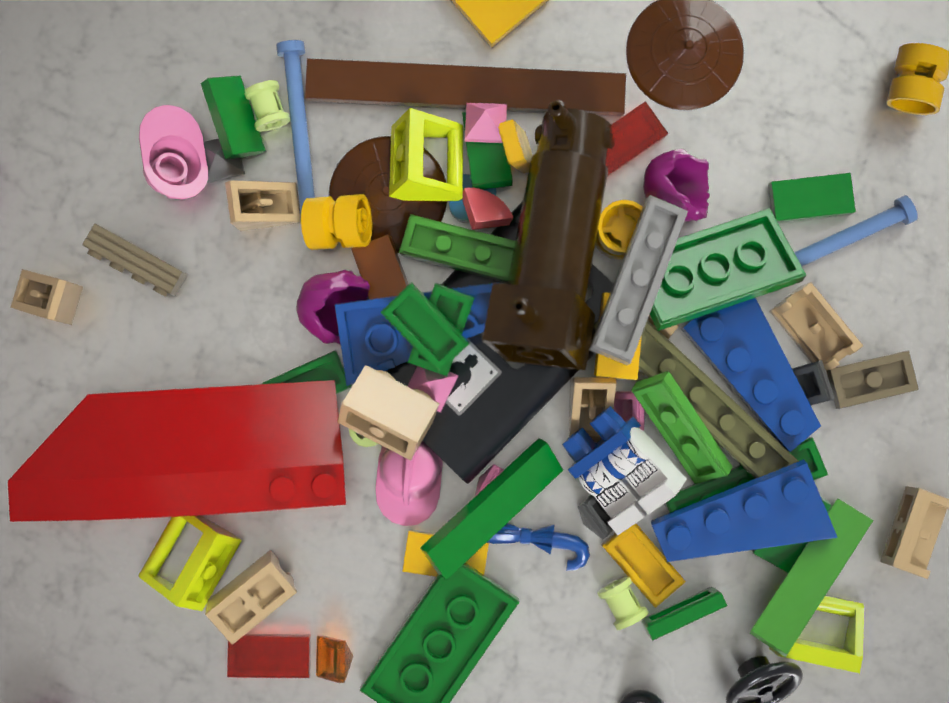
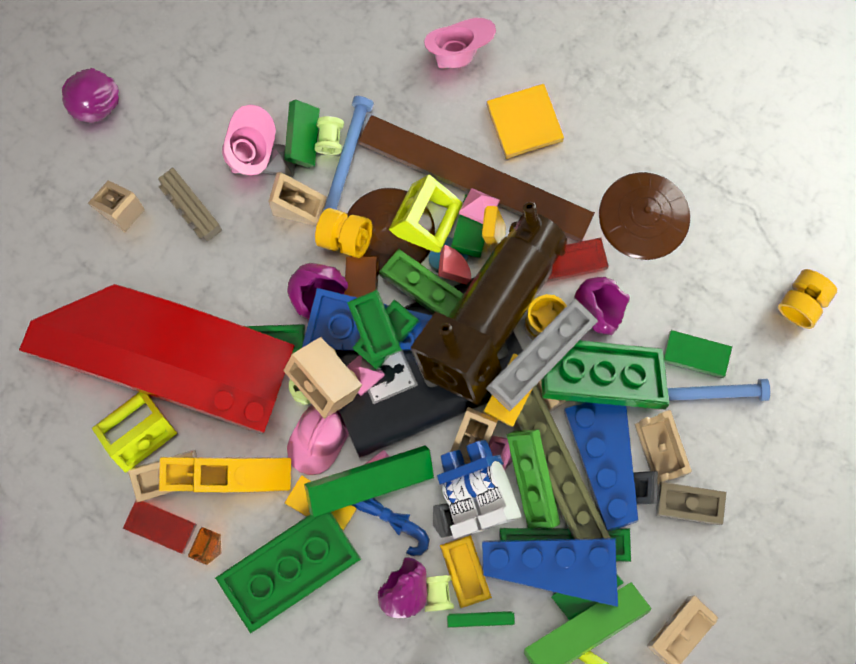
camera: 25 degrees right, 10 degrees down
(320, 573) = (224, 474): none -> yellow slope
(584, 617) = (404, 591): none -> magenta hair

